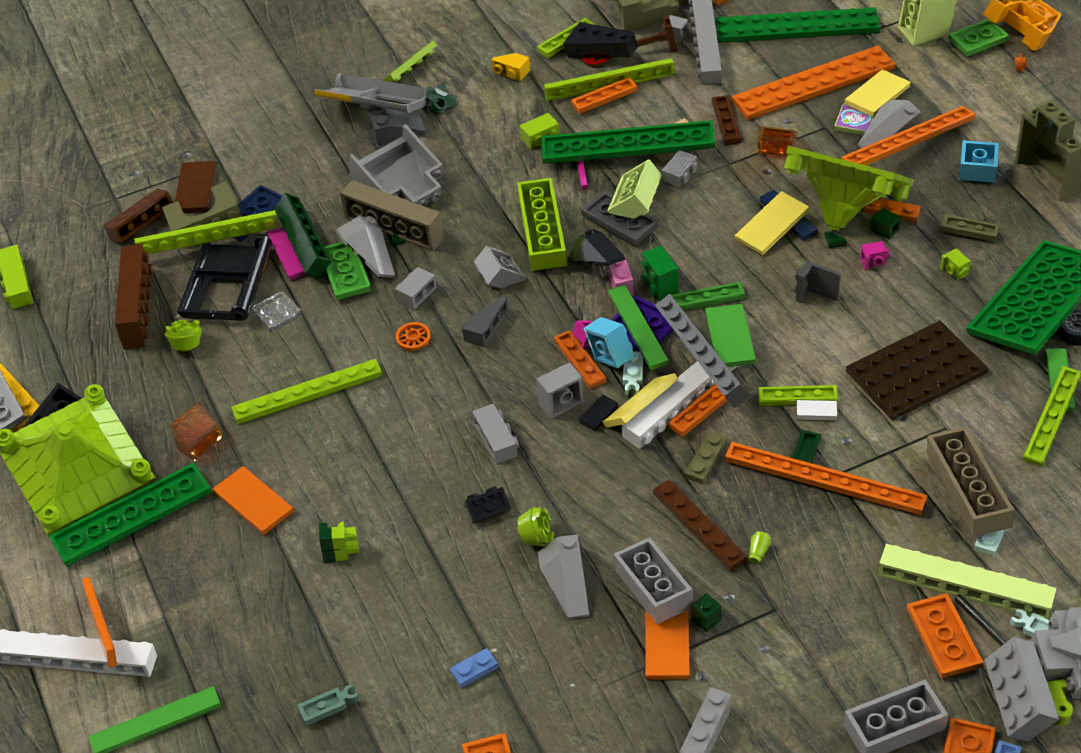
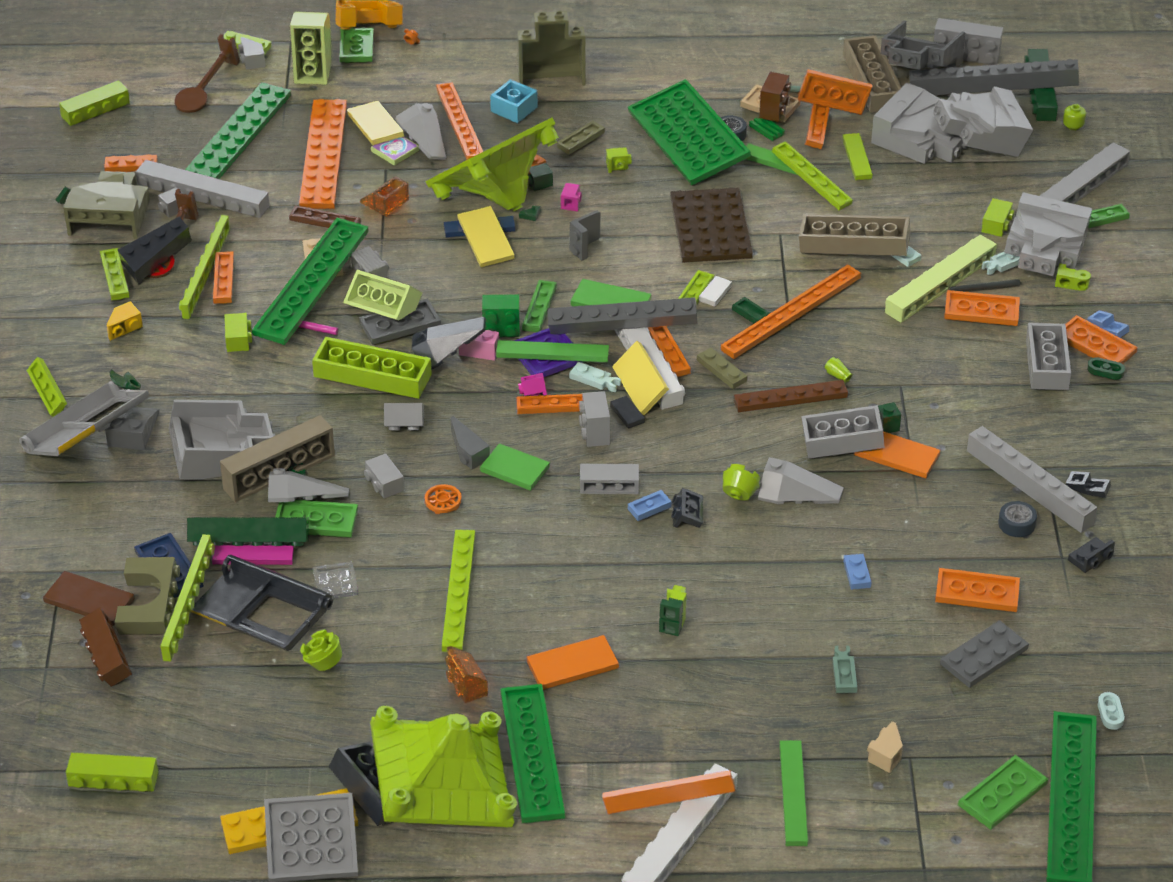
camera: 70 degrees left, 5 degrees down
(133, 296) = (235, 675): reddish brown brick -> none
(477, 475) = (649, 505): none -> medium blue plate
(479, 366) = (515, 466): none -> bright green tile
(609, 342) = (565, 369): medium azure brick -> none
(1021, 689) = (1059, 284): light grey brick -> none

